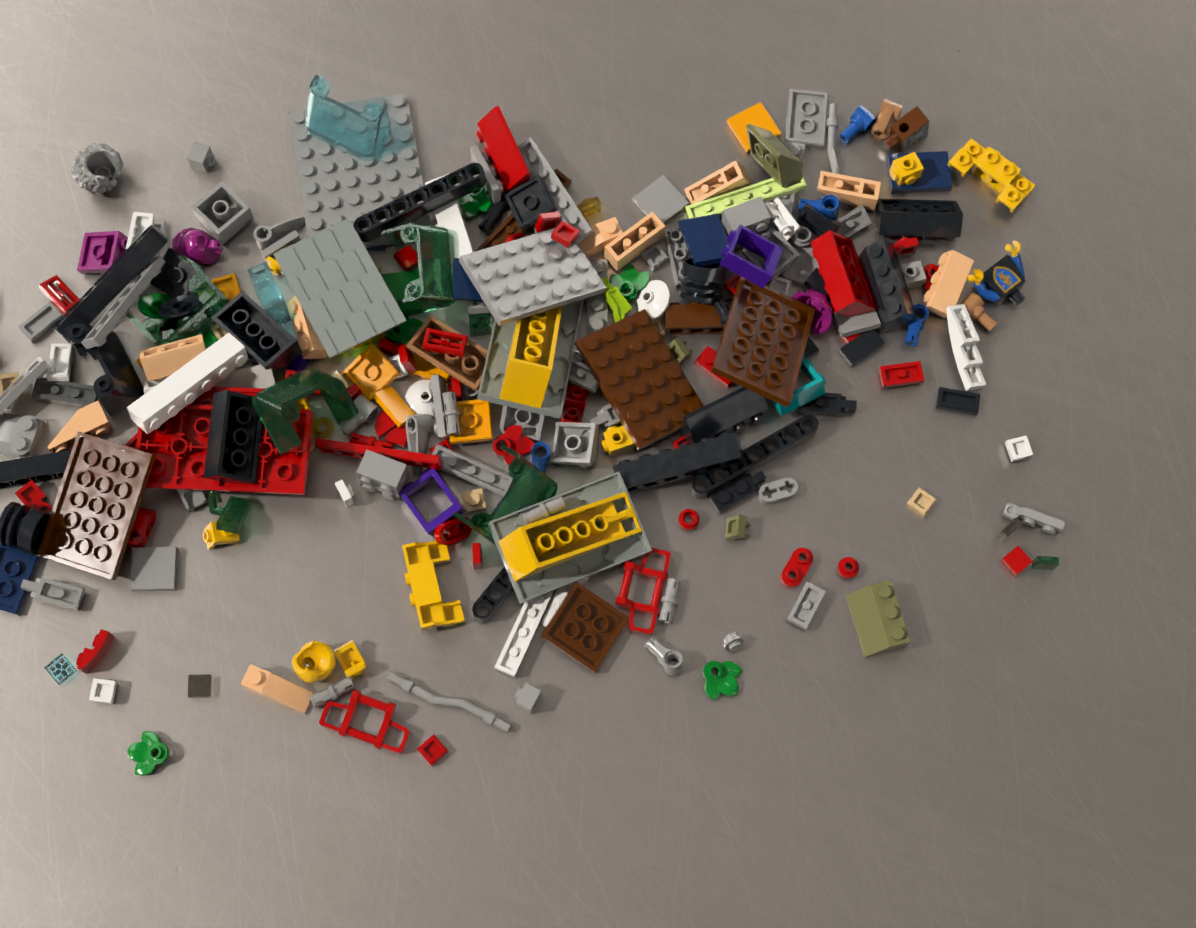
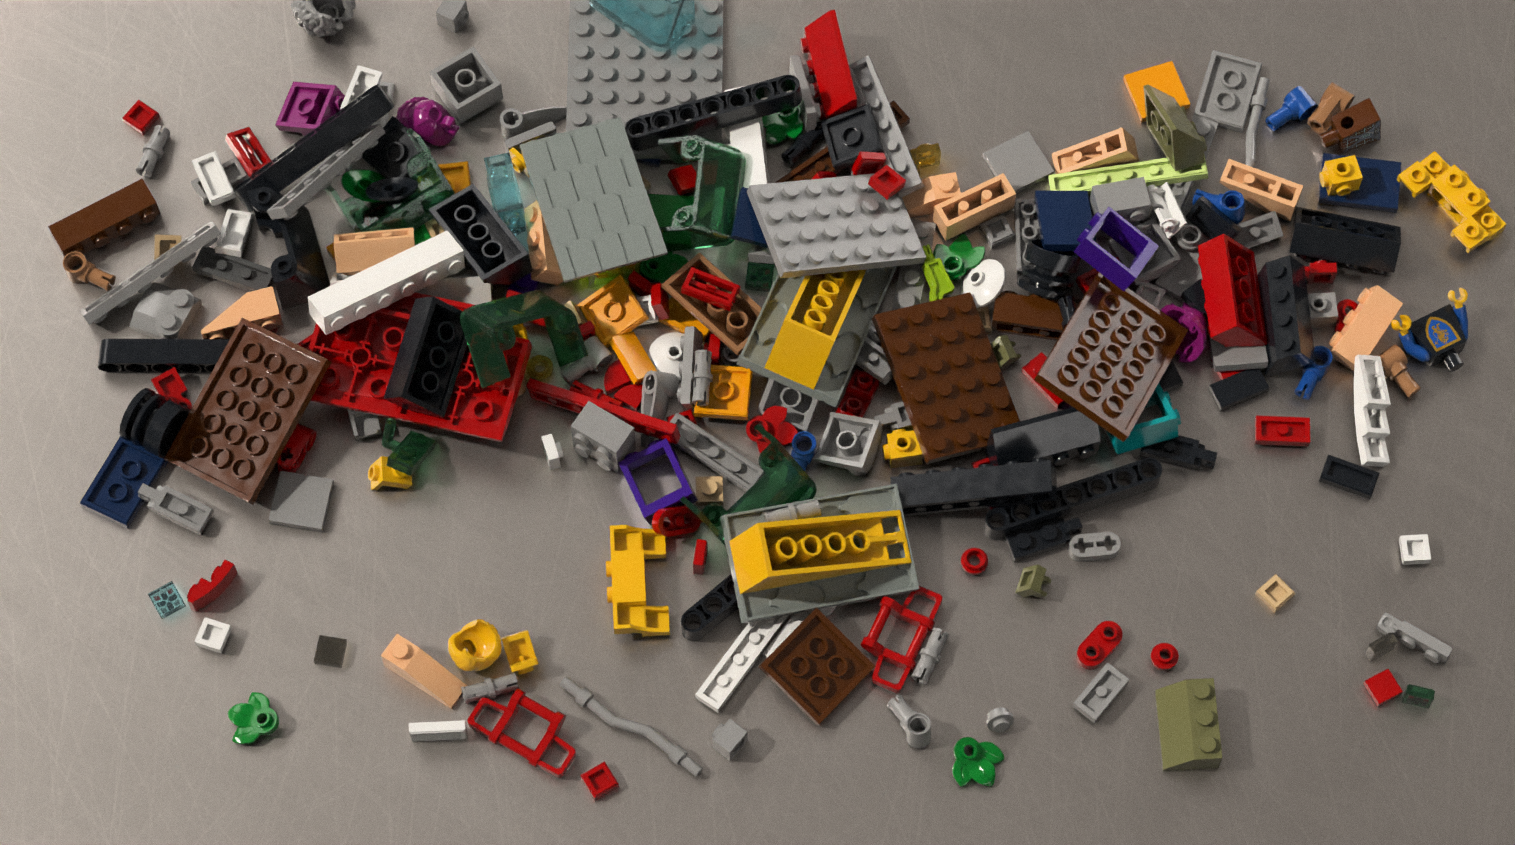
camera: 15 degrees right, 5 degrees down
(35, 321) = (213, 178): none -> white tile
(297, 735) = (438, 731): none -> white tile

